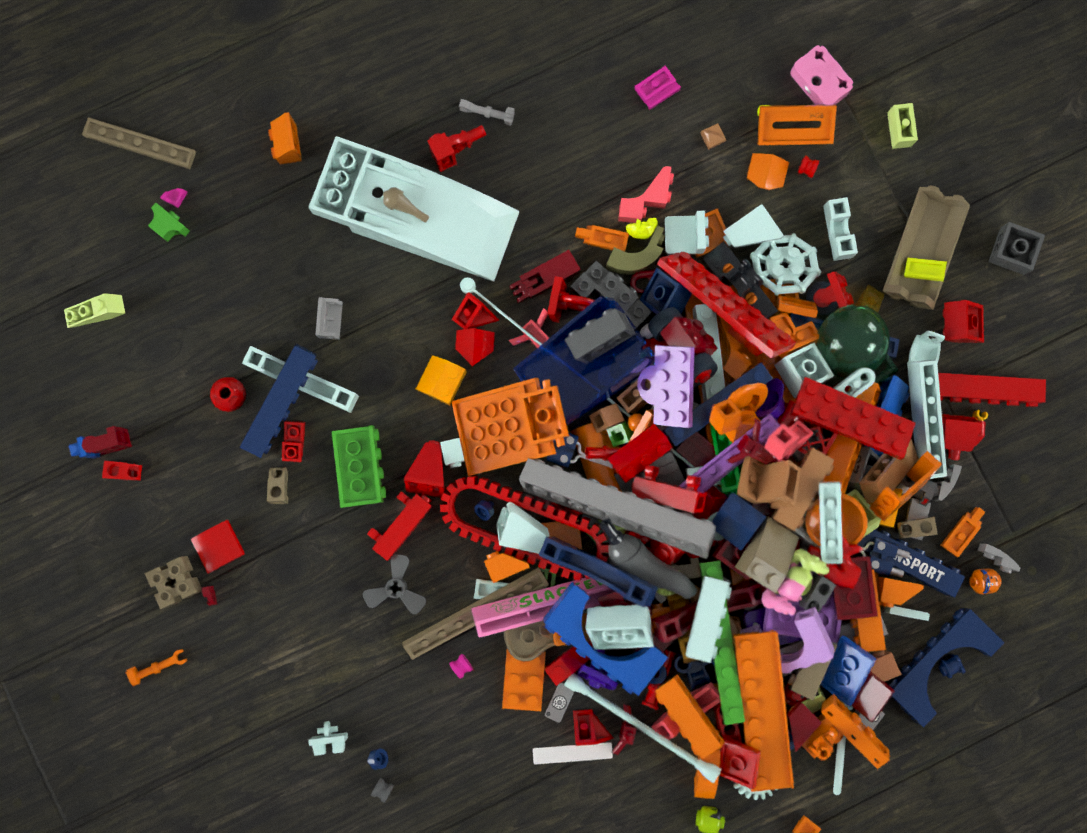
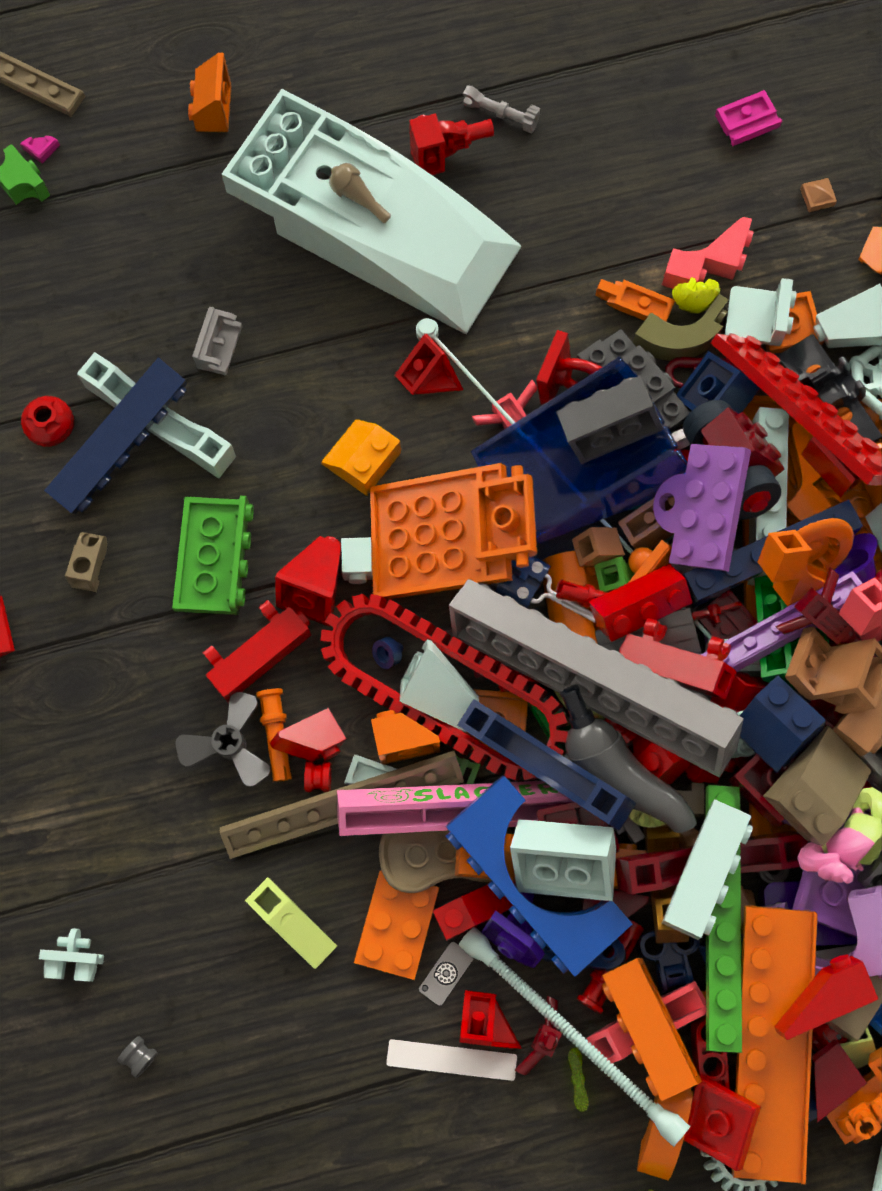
camera: 15 degrees right, 10 degrees down
(293, 441) = (126, 503): red slope -> none
(378, 759) = (142, 1005): dark blue tile -> none
(421, 567) = (273, 721): none -> orange pin
(448, 575) = (311, 738): none -> slope
(456, 598) = (317, 777): none -> red wheel
(458, 692) = (291, 923): none -> yellowish green slope
(461, 666) = (303, 883): dark pink wheel -> none
(474, 344) = (421, 411): red slope -> none
(560, 266) = (543, 331): dark red hinge -> none
(650, 750) = (580, 1096): none -> clear neon green piece
(688, 446) = (715, 611): none -> red piece
(792, 680) = (829, 995): none -> red slope

